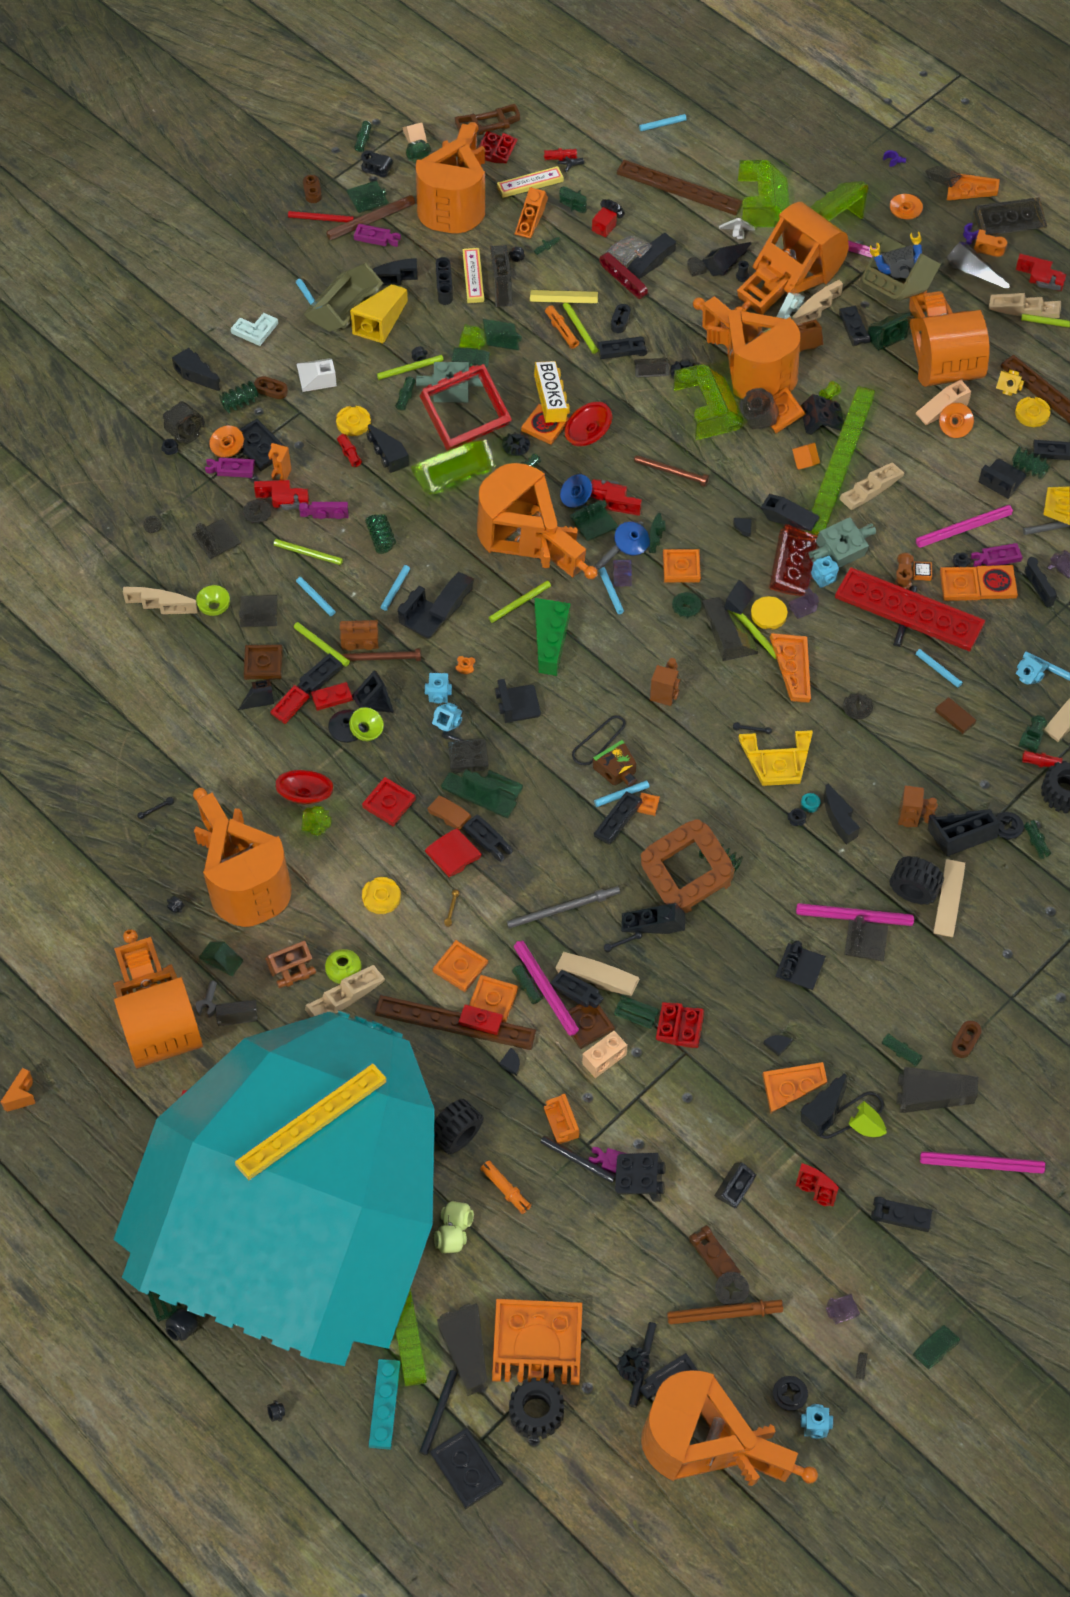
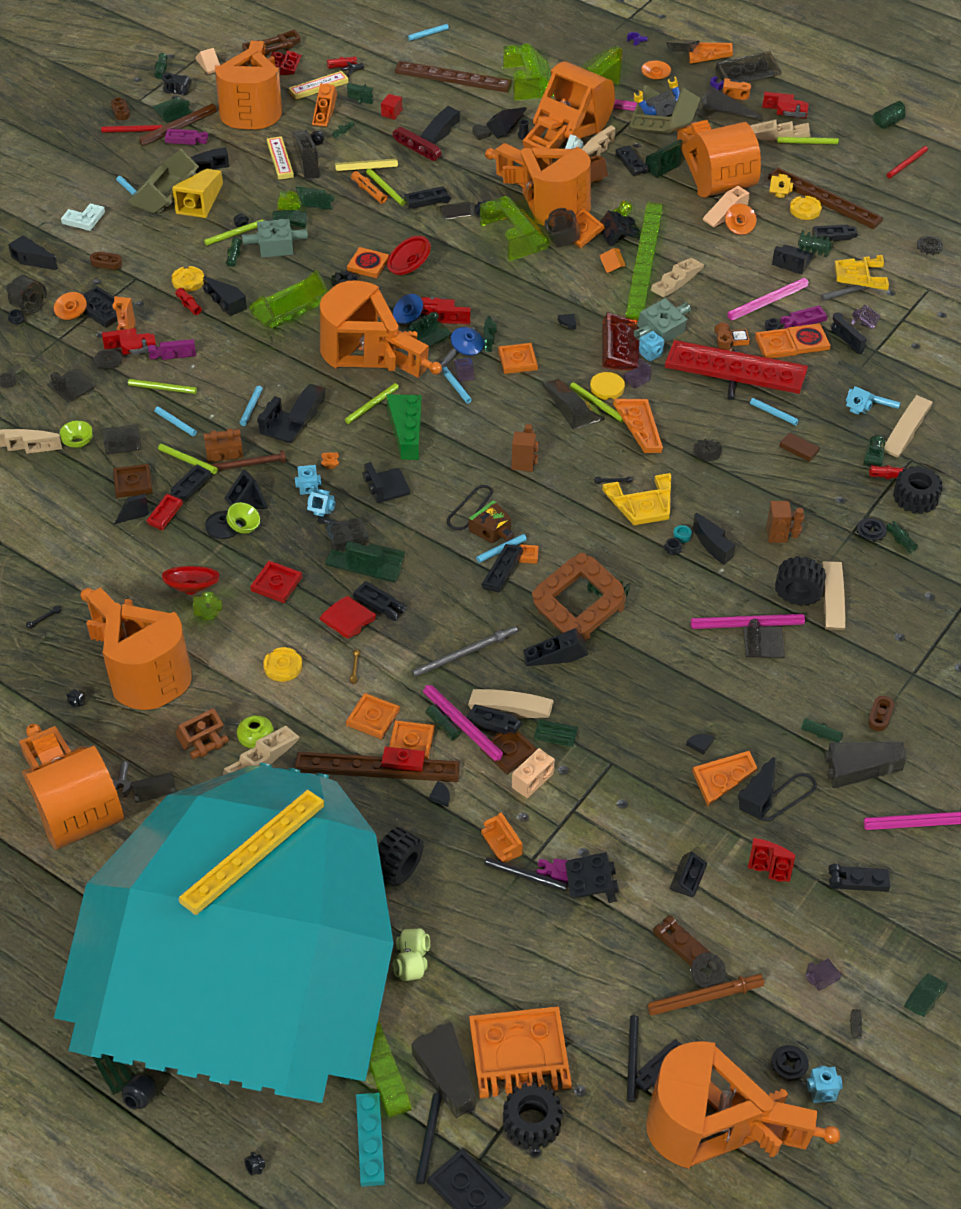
camera: 10 degrees left, 10 degrees down
(221, 957) = (130, 738): clear green slope -> none
(231, 467) = (77, 326): magenta plate -> none
(238, 395) = (76, 268): clear green piece -> none
(317, 374) = (148, 245): white slope -> none
(331, 696) = (204, 501): red plate -> none
(380, 533) = (229, 361): clear green piece -> none
(417, 150) = (209, 70): clear green head -> none
(444, 281) = (254, 163): black beam -> none
(450, 812) = (339, 583): dark orange slope -> none
(458, 378) = (283, 228): red window -> none
(511, 1193) = (464, 913): orange pin -> none
(551, 391) = (369, 235): brick -> none
(607, 947) = (515, 681): black hinge -> none
(613, 206) = (398, 92): black gear -> none
(620, 318) = (420, 176): black beam -> none
(628, 248) = (418, 121): clear slope -> none
(641, 1360) = (620, 1066): black gear -> none
(673, 470) = (496, 285): copper bar -> none
(680, 1025) = (601, 739): red slope -> none
(686, 598) = (529, 383): clear green gear -> none
(738, 227) = (512, 97): white piece -> none
(738, 598) = (577, 376): black slope -> none
(787, 512) = (603, 301): black slope -> none
(800, 965) = (706, 671): black hinge -> none
(868, 1121) = (805, 798): lime brick -> none
(963, 831) = (831, 537): black wedge -> none

